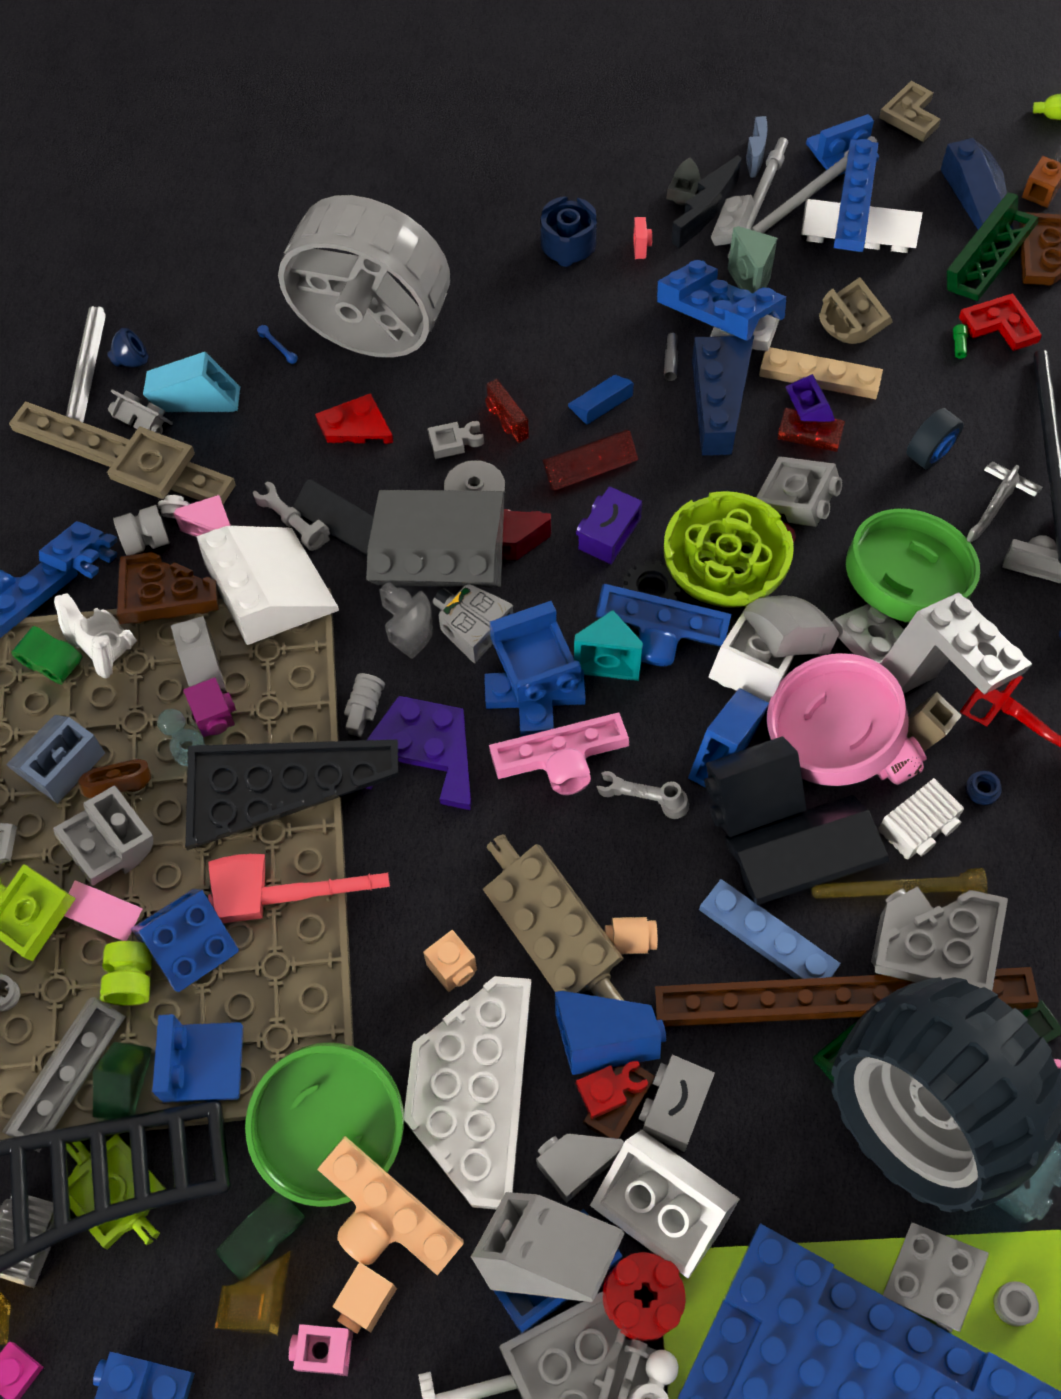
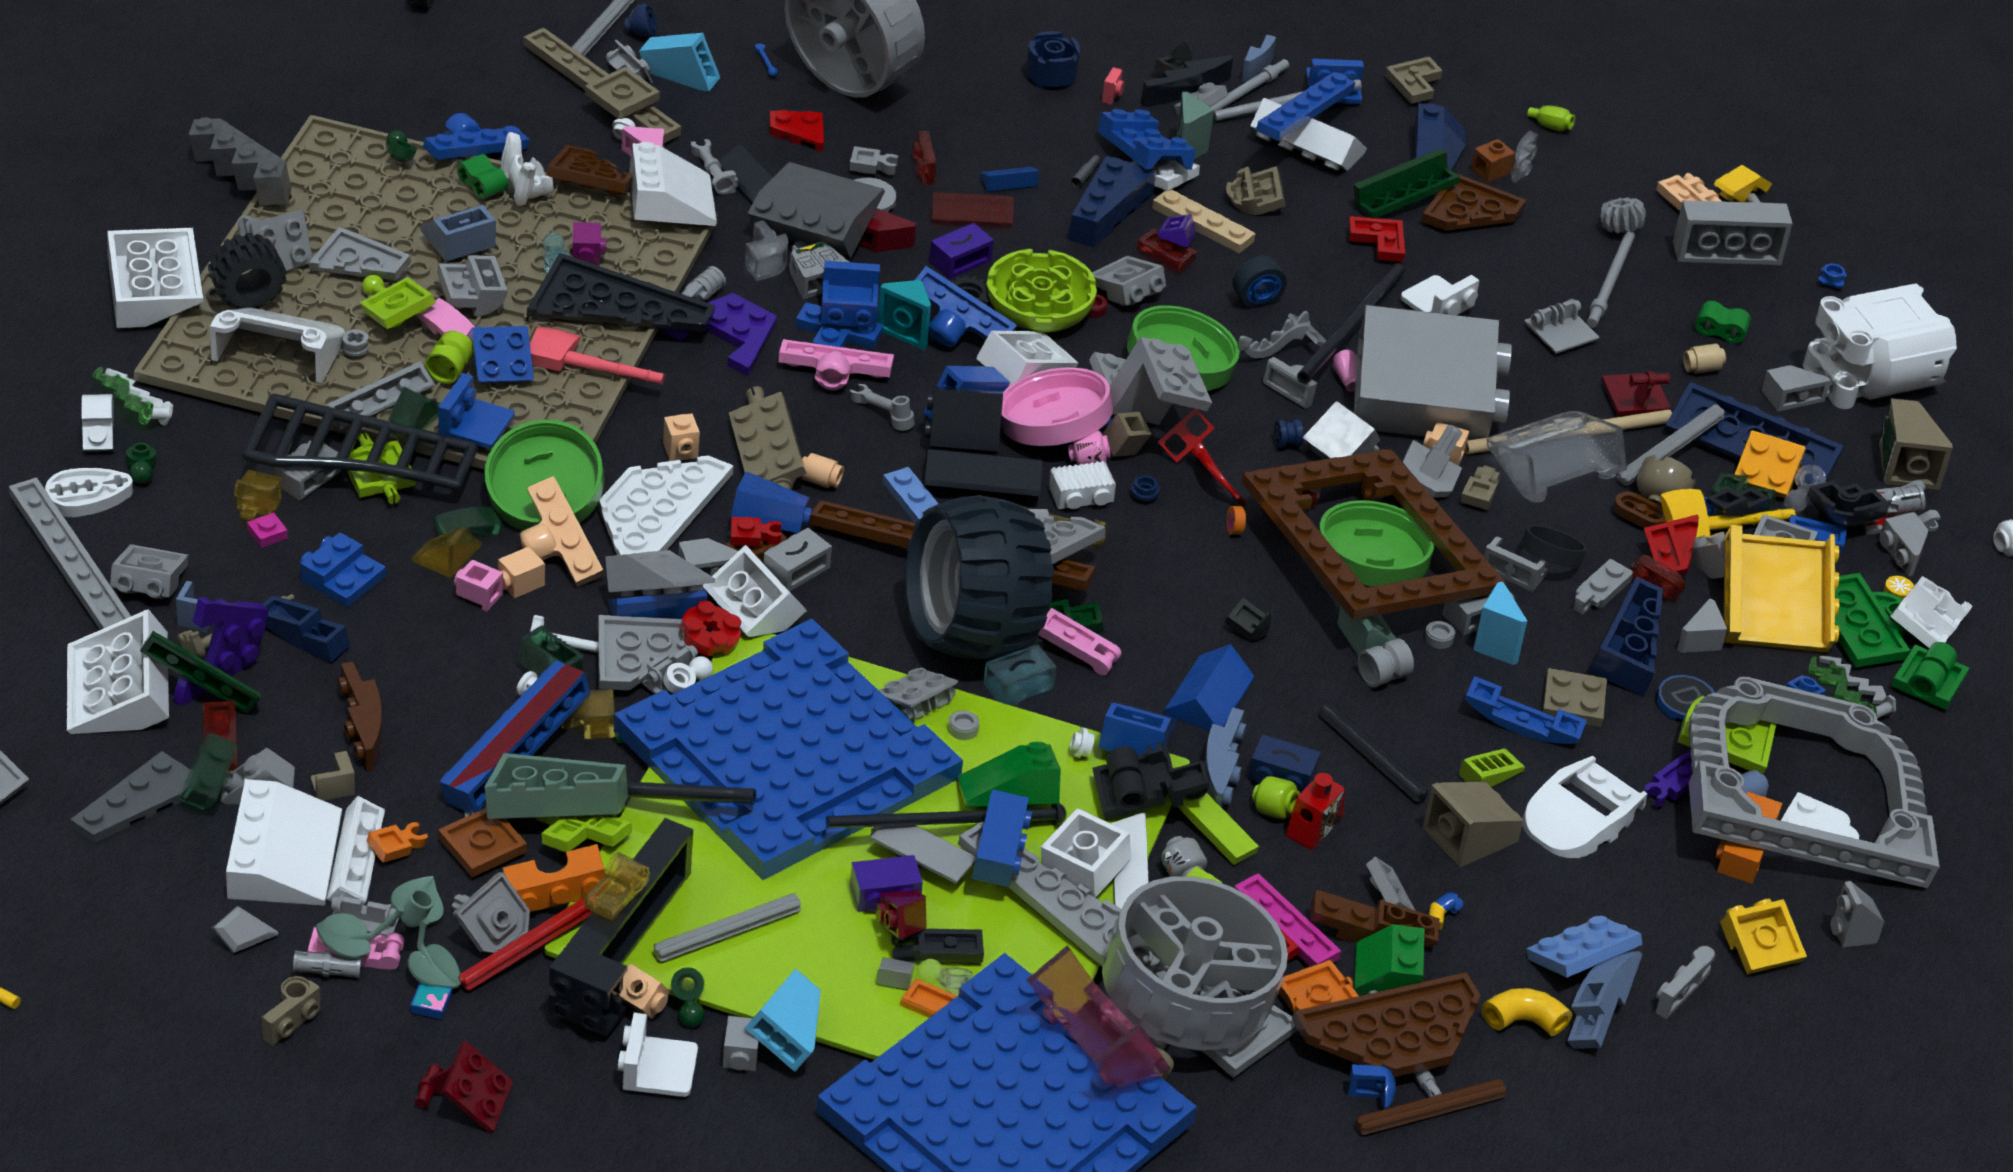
camera: 15 degrees right, 20 degrees down
(78, 548) = (537, 126): blue plate -> none
(126, 776) = (506, 261): reddish brown plate -> none
(141, 530) = (601, 130): light grey wheel -> none
(197, 652) = (596, 205): light grey slope -> none
(791, 626) = (1058, 346): light grey slope -> none
(960, 335) = (1339, 236): green piece -> none

